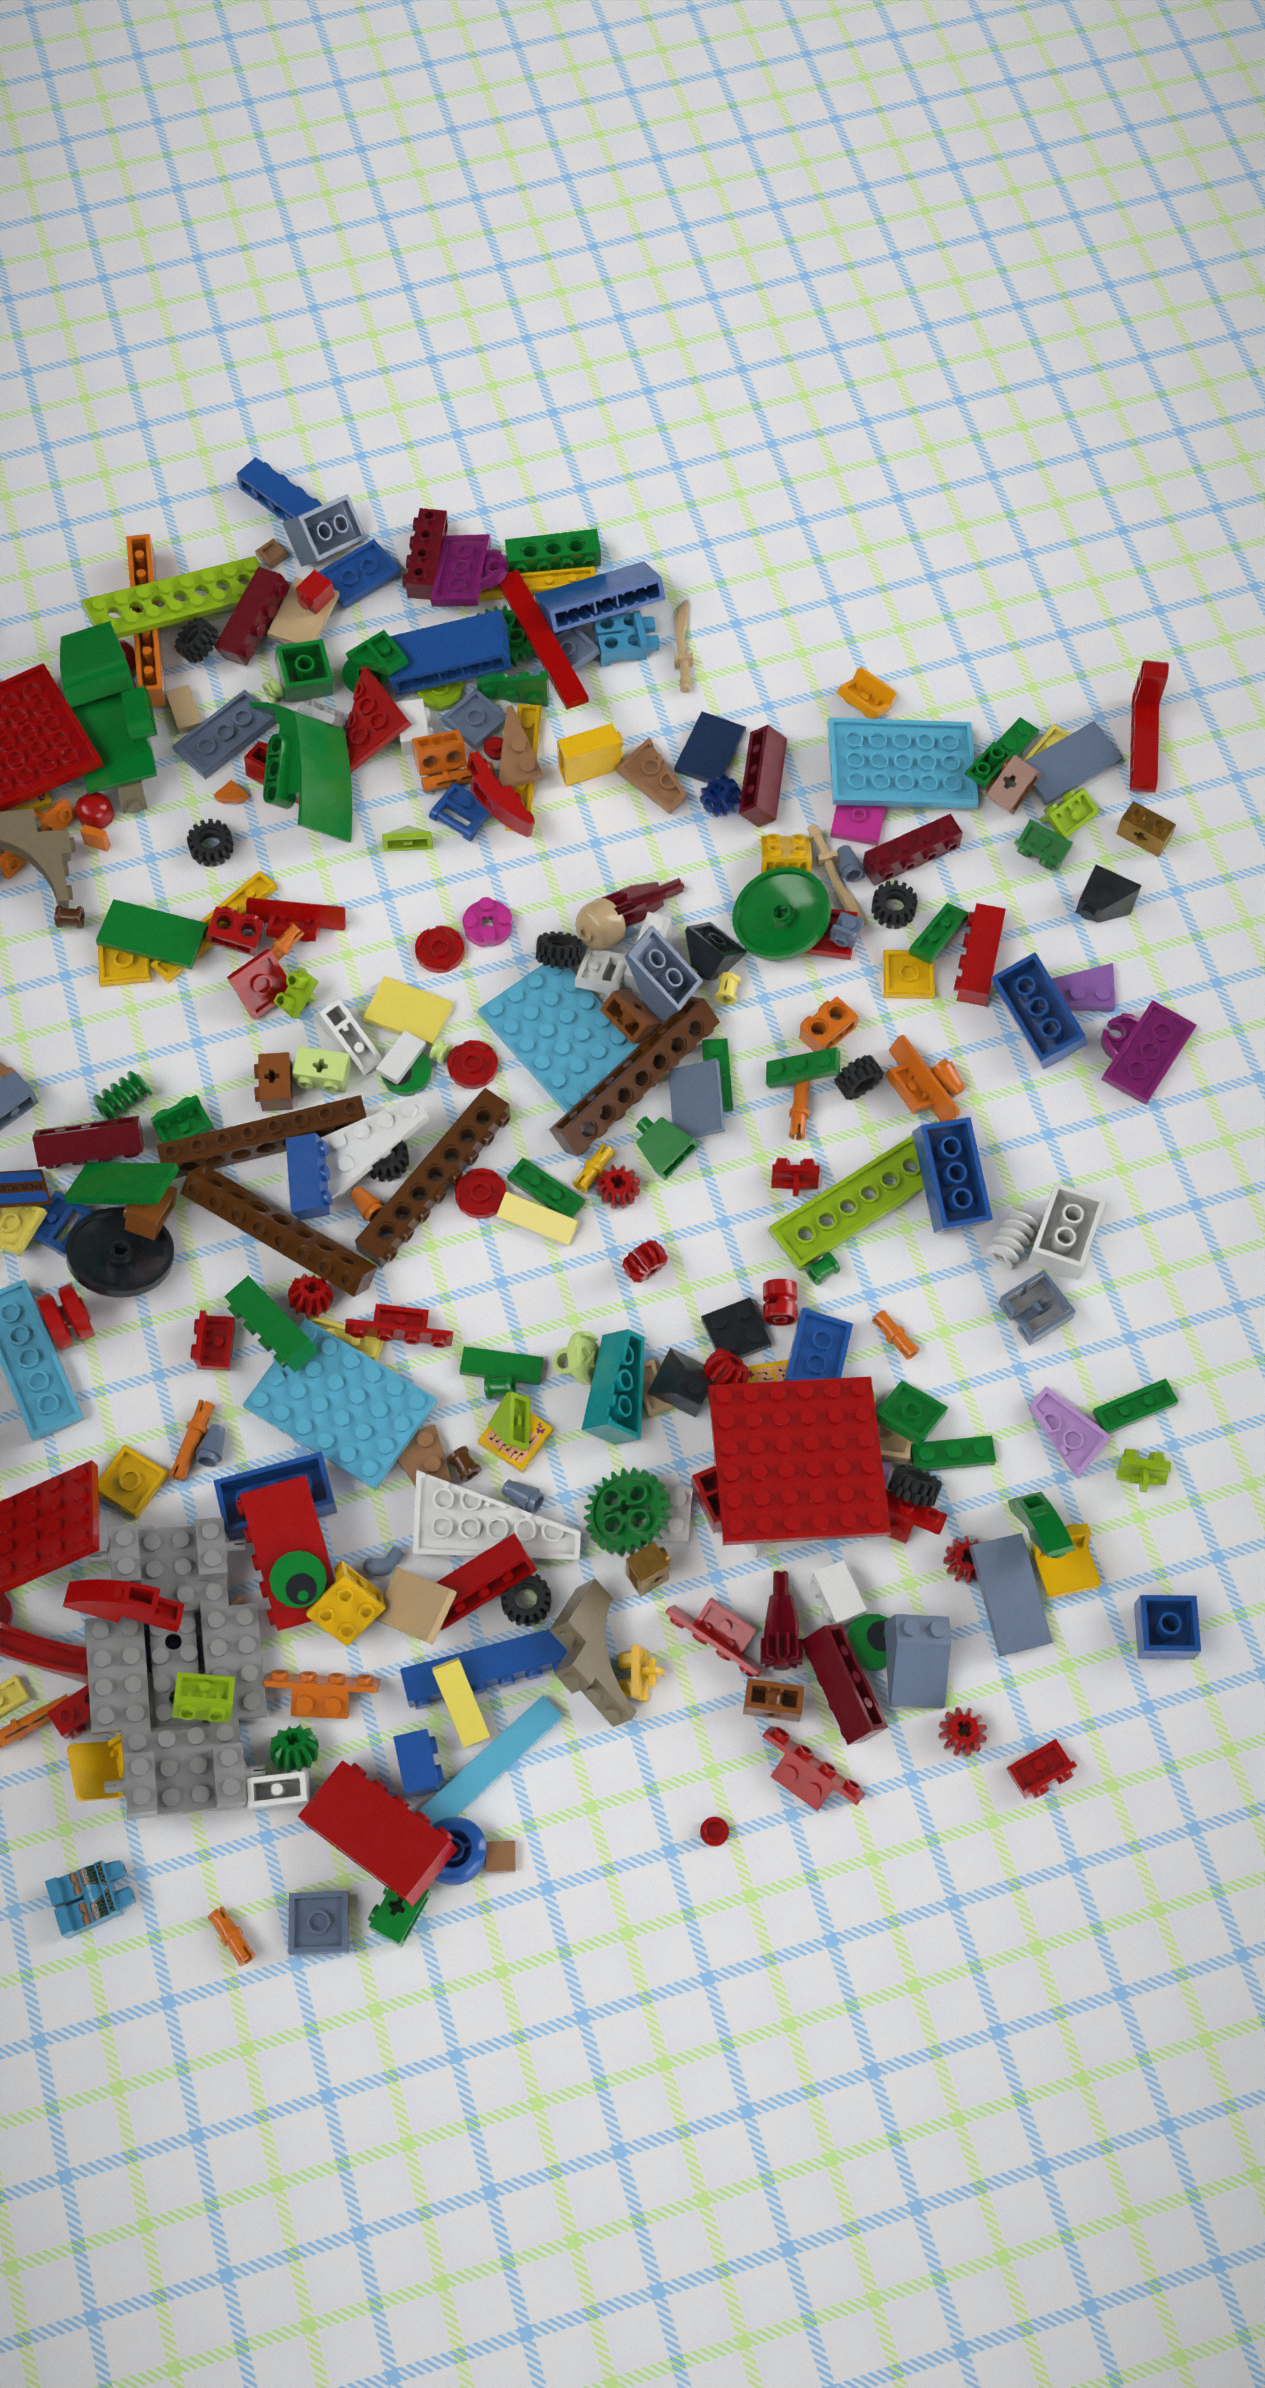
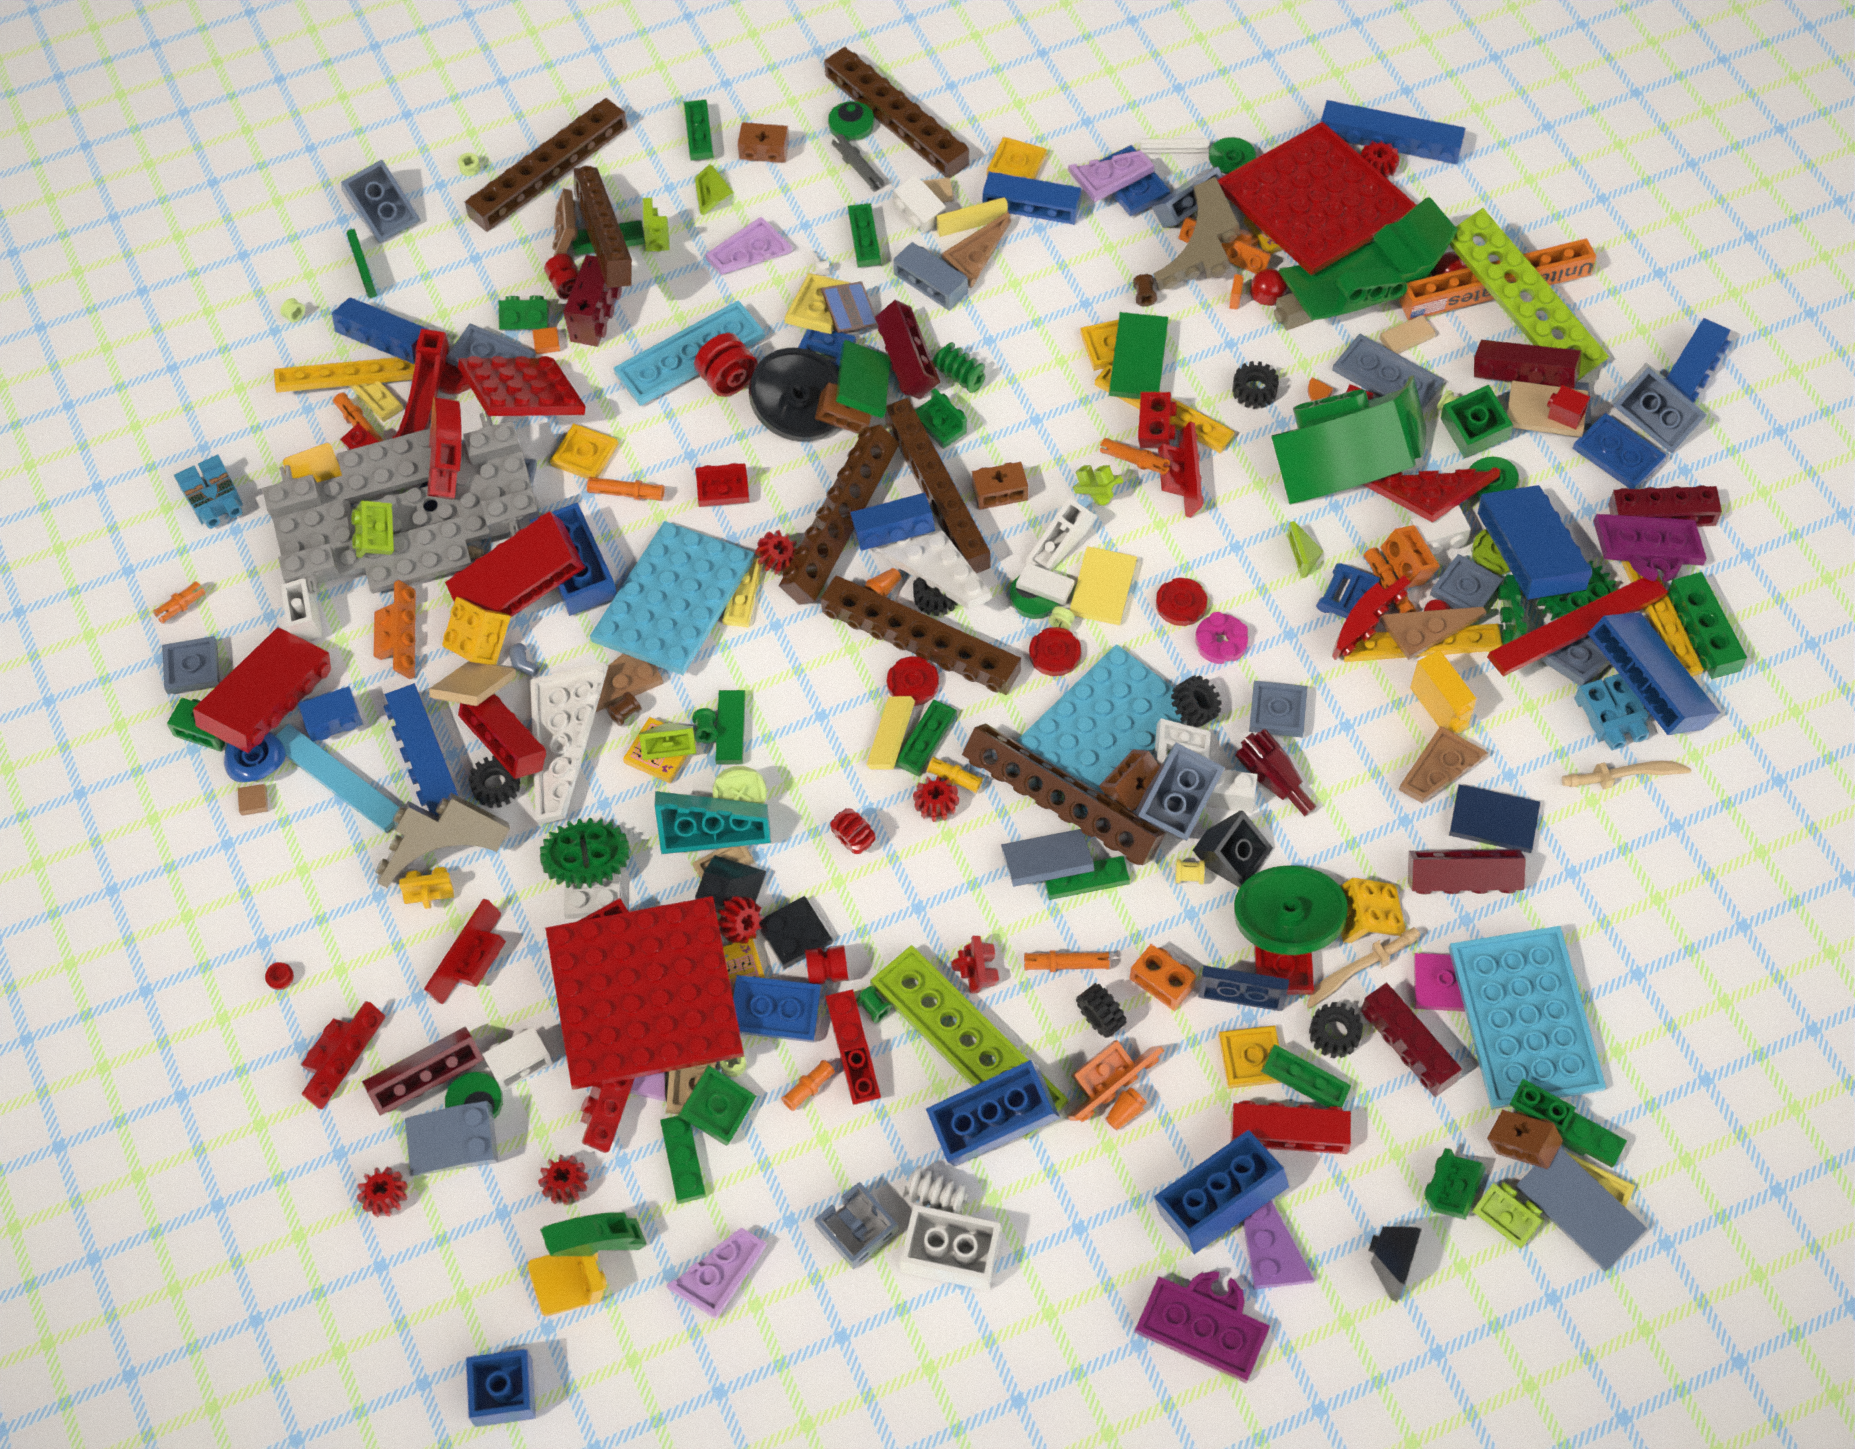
camera: 85 degrees right, 5 degrees down
(196, 640) = (1485, 324): black tyre -> none
(211, 1447) = (621, 504): sand blue cone -> none
(259, 983) = (1099, 446): plate -> none
(271, 553) = (1620, 373): medium nougat tile -> none
(271, 1324) = (739, 522): green brick -> none
(294, 1749) = (339, 615): green gear -> none
(298, 1579) = (485, 580): green tile -> none
(321, 1069) = (1020, 524): yellowish green brick -> none
(324, 714) = (1426, 447): light grey plate -> none
(378, 654) = (1509, 477): green wing -> none
(399, 1324) = (760, 631): red bracket -> none
(461, 1702) = (386, 737): light yellow tile -> none
(523, 1495) = (596, 765): sand blue cone -> none
(572, 888) = (1278, 708): none -> sand blue plate
(600, 924) = (1229, 729): tan cylinder -> none
(648, 1568) = (525, 875): pearl gold brick -> none
(664, 1145) = (986, 832): green torso -> none
(720, 795) = (1429, 831): clear blue gear -> none
(773, 1700) = (402, 1007): dark orange brick -> none
(781, 1631) = (479, 1007): dark red piece -> none
(803, 1067) = (1101, 952): green plate -> none
(846, 930) = (1293, 973): sand blue bracket -> none
(849, 865) = (1374, 976): sand blue cone -> none
(854, 960) = (1243, 988): none -> dark blue tile
(866, 1291) = (853, 1047): none -> red slope
(867, 694) = (1610, 969): light orange bracket -> none
(914, 1485) = (622, 1114): black tyre -> none
(1010, 1594) = (514, 1224): sand blue tile -> none
(1040, 1769) = (347, 1273): red bracket -> none
(1135, 1406) = (755, 1343): green plate -> none
(1143, 1471) = (682, 1342): lime hips -> none
(1145, 725) = (1695, 1291): red beam -> none
(1145, 829) = (1508, 1303): pearl gold brick -> none

